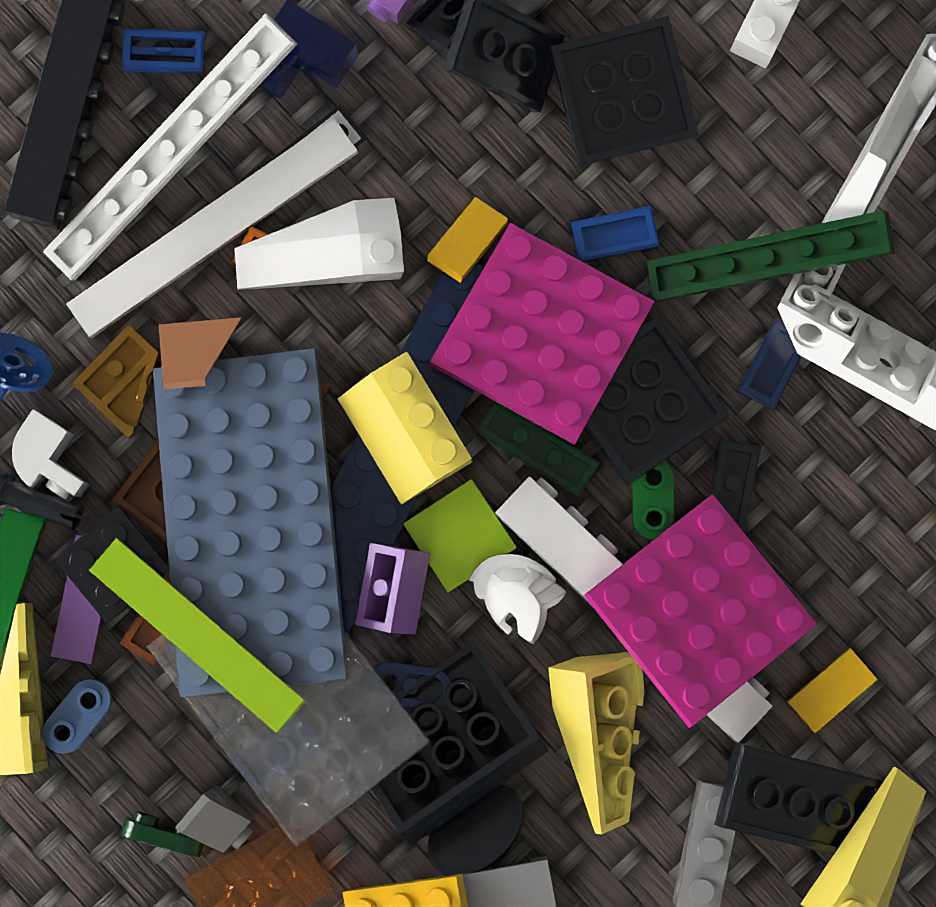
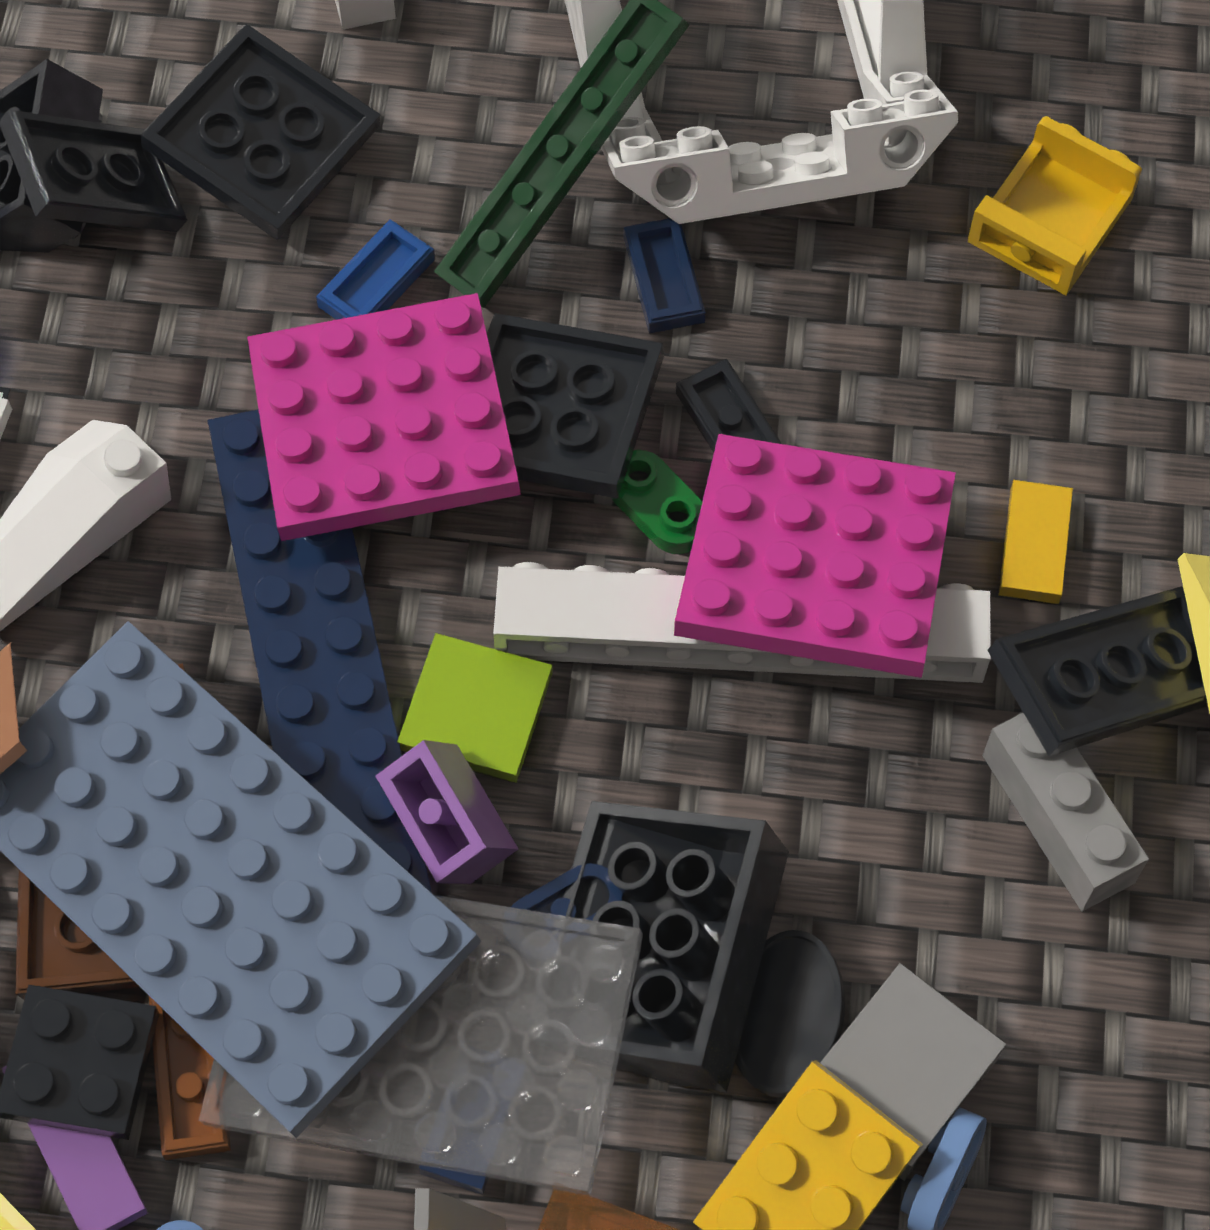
camera: 40 degrees left, 20 degrees down
(198, 636) = (251, 1033): lime tile -> none
(404, 428) = (310, 622): light yellow slope -> none
(467, 239) = (213, 393): yellow tile -> none
(519, 589) = (597, 706): white helmet -> none
(538, 448) = (477, 546): dark green tile -> none
(596, 716) = (800, 764): light yellow wedge -> none

